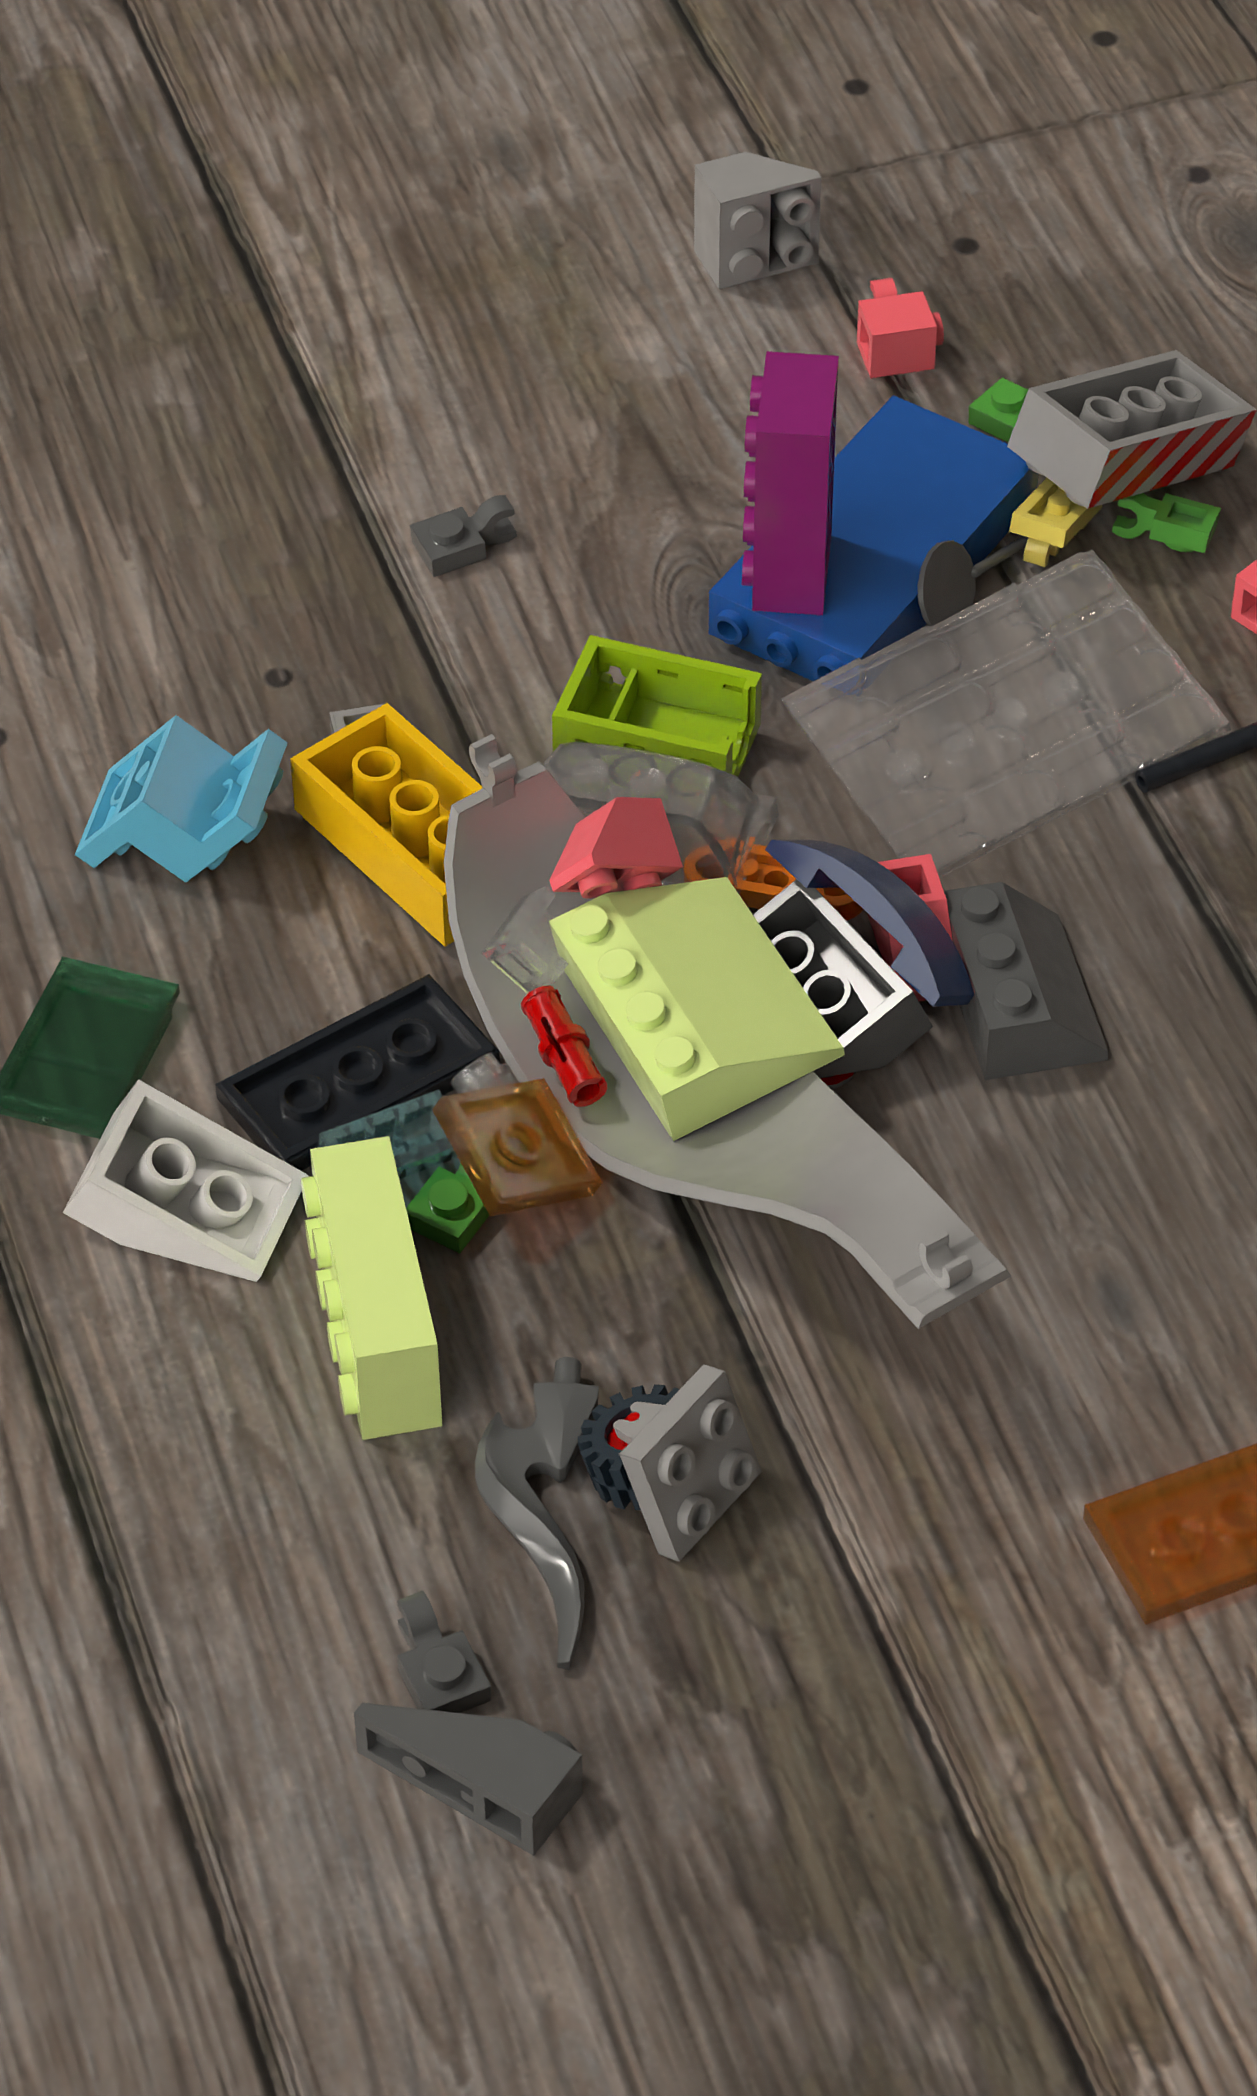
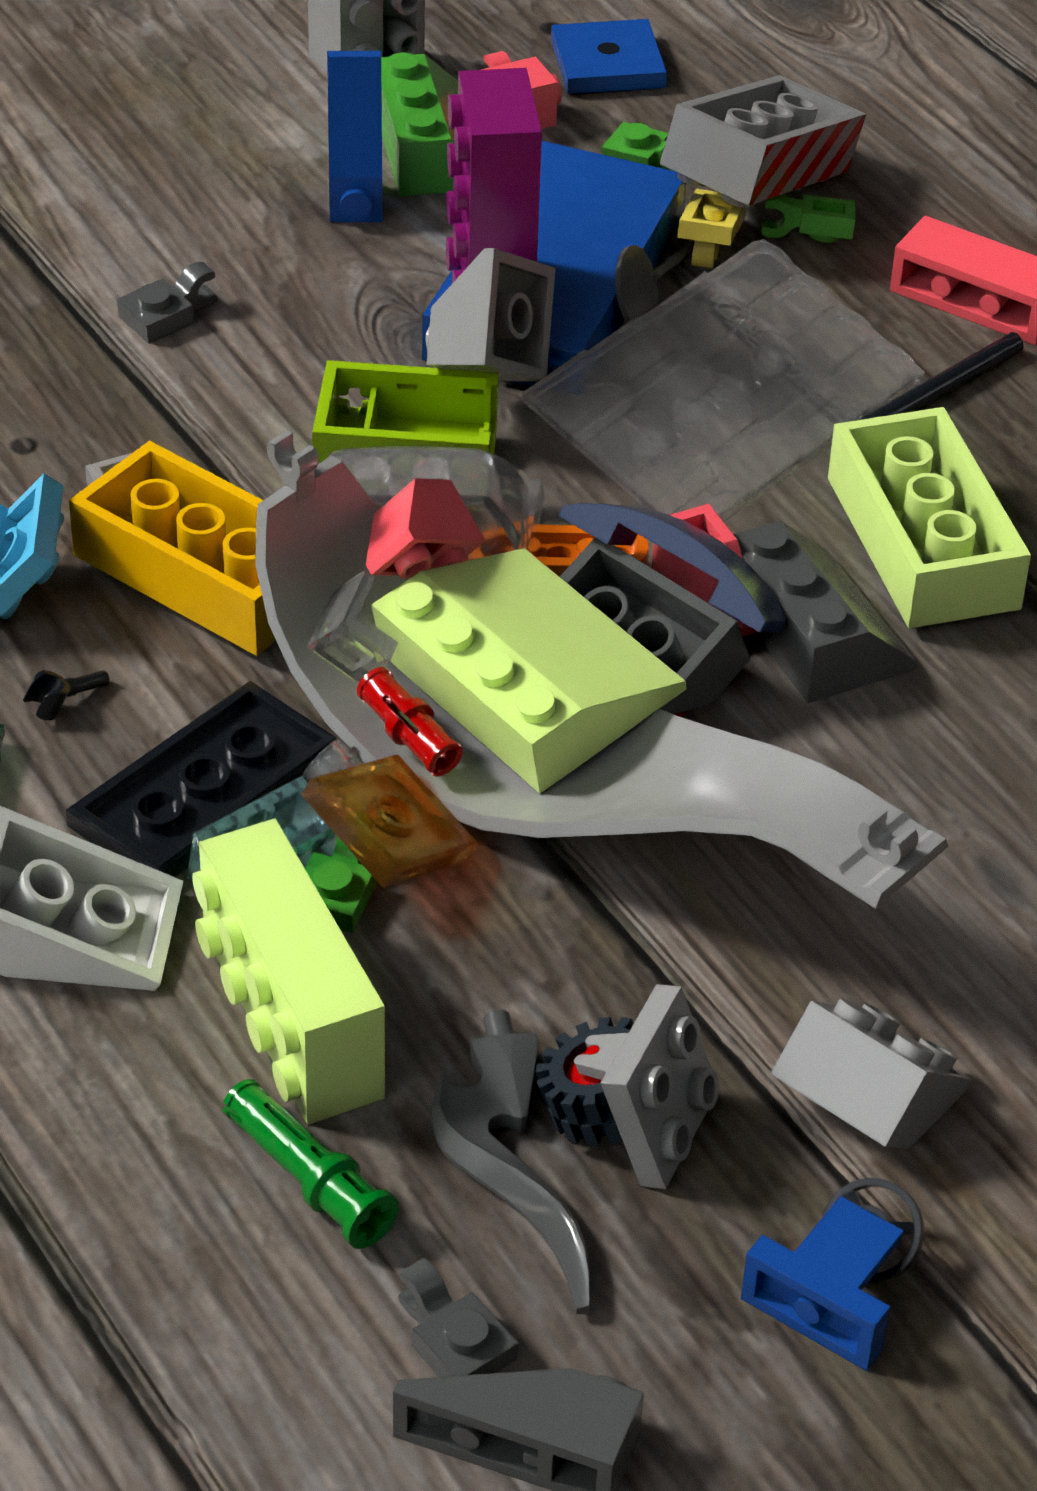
camera: 15 degrees left, 5 degrees down
(236, 954) = (53, 689): none -> black hand
(360, 1498) = (327, 1179): none -> green pin
(694, 374) = (355, 136): none -> blue slope
(768, 616) = (495, 318): none -> light grey slope
(791, 1672) = (823, 1279): none -> blue piece
(796, 318) = (417, 122): none -> bright green slope
(907, 1481) = (869, 1073): none -> light grey slope
(1014, 291) = (608, 56): none -> blue tile
(1164, 896) = (928, 517): none -> yellowish green brick

